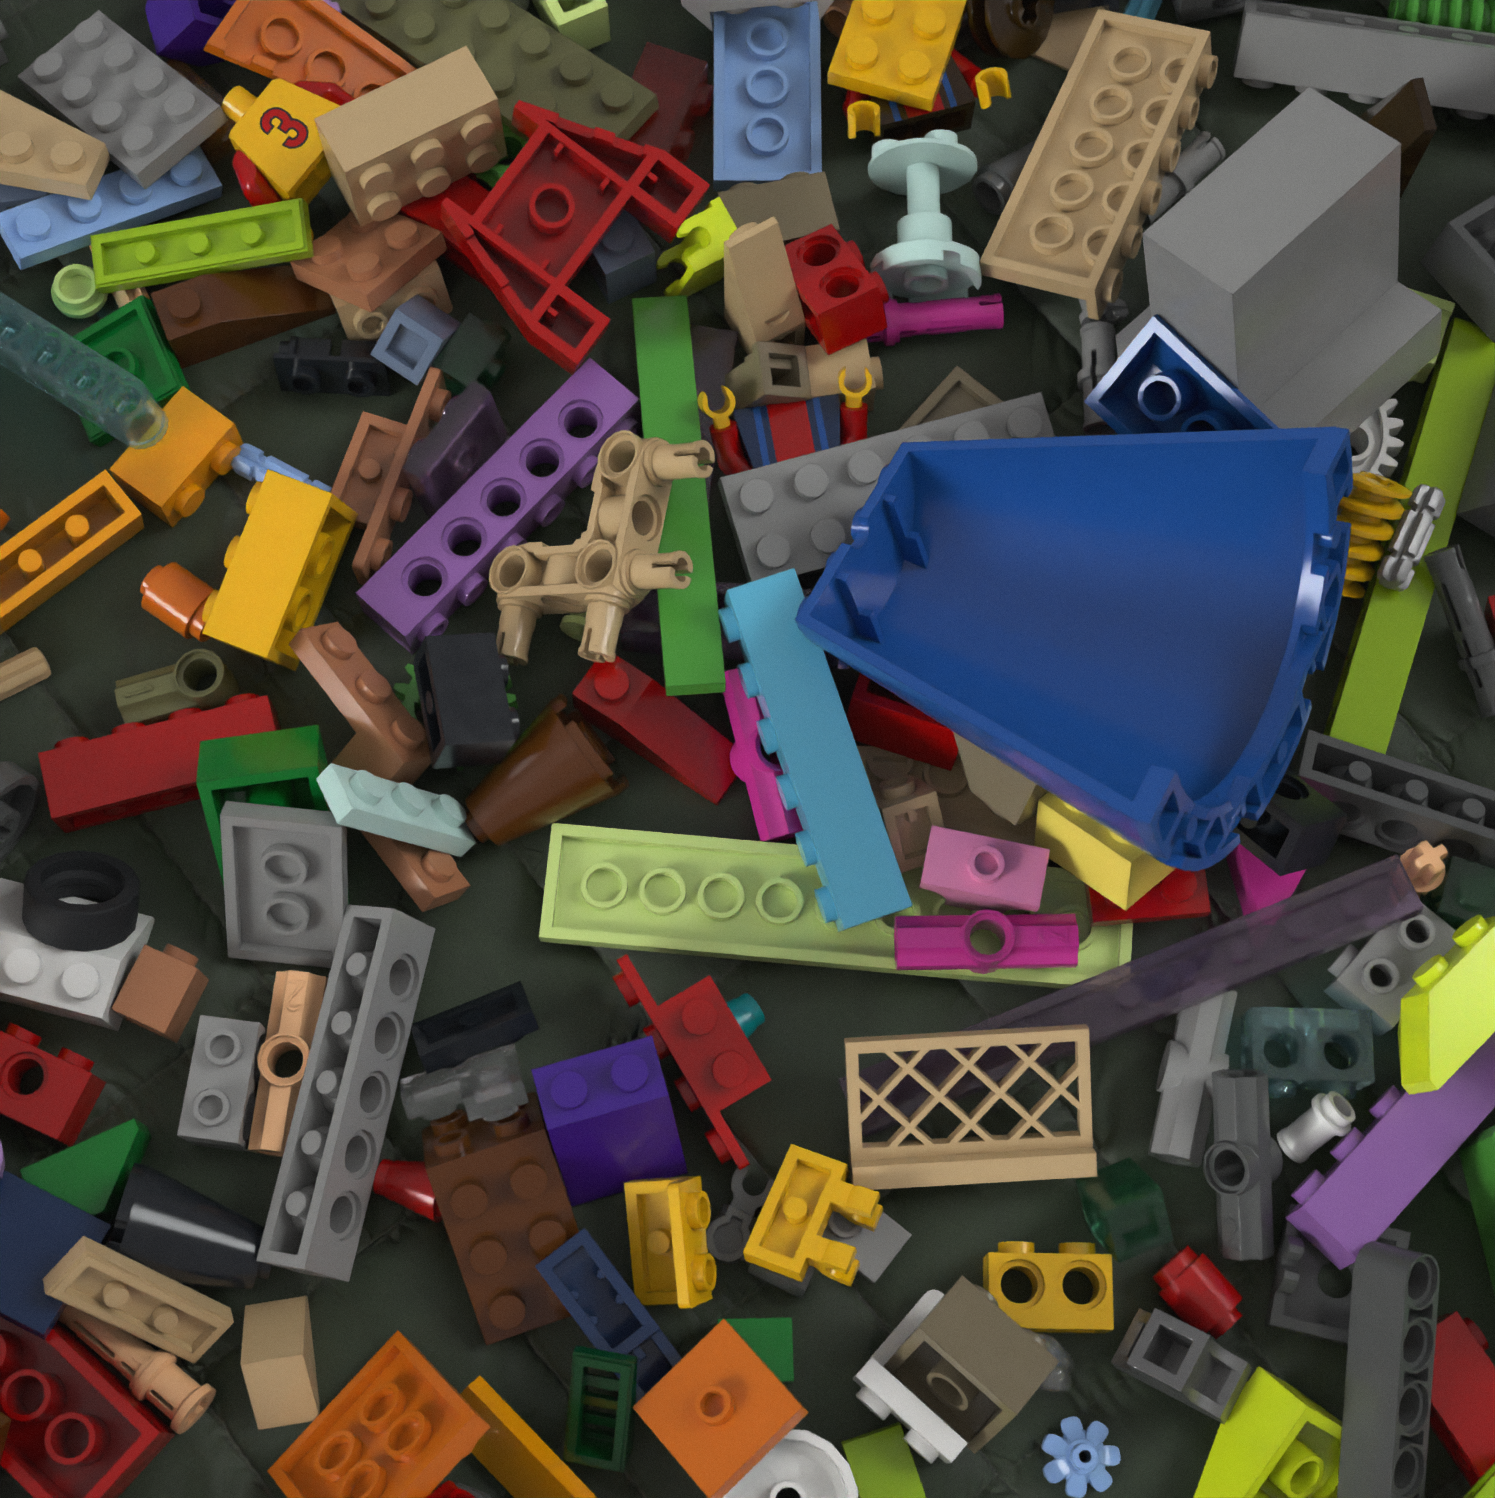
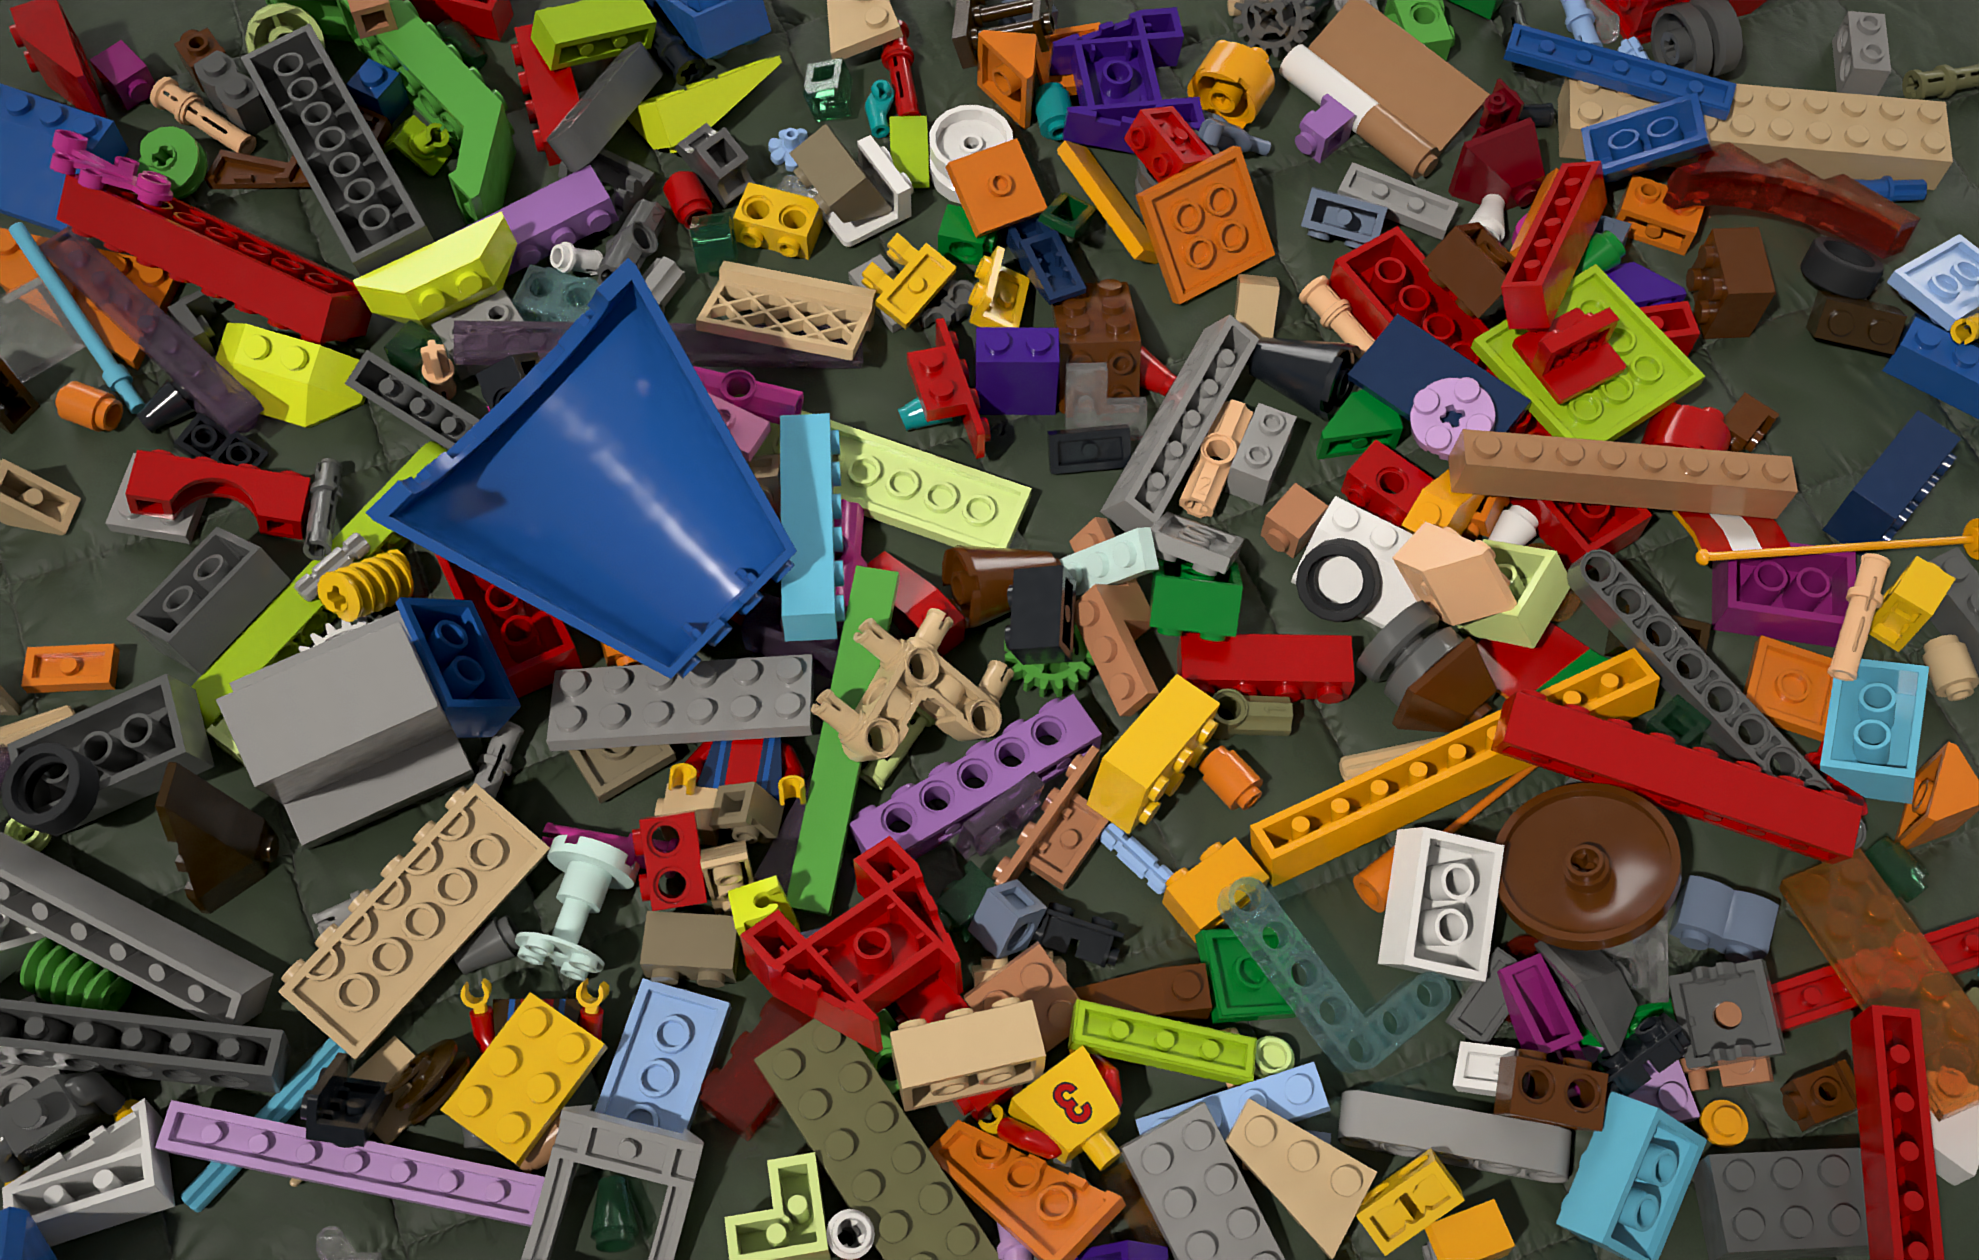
camera: 165 degrees left, 10 degrees down
(137, 1300) = (1337, 330): tan tile -> none

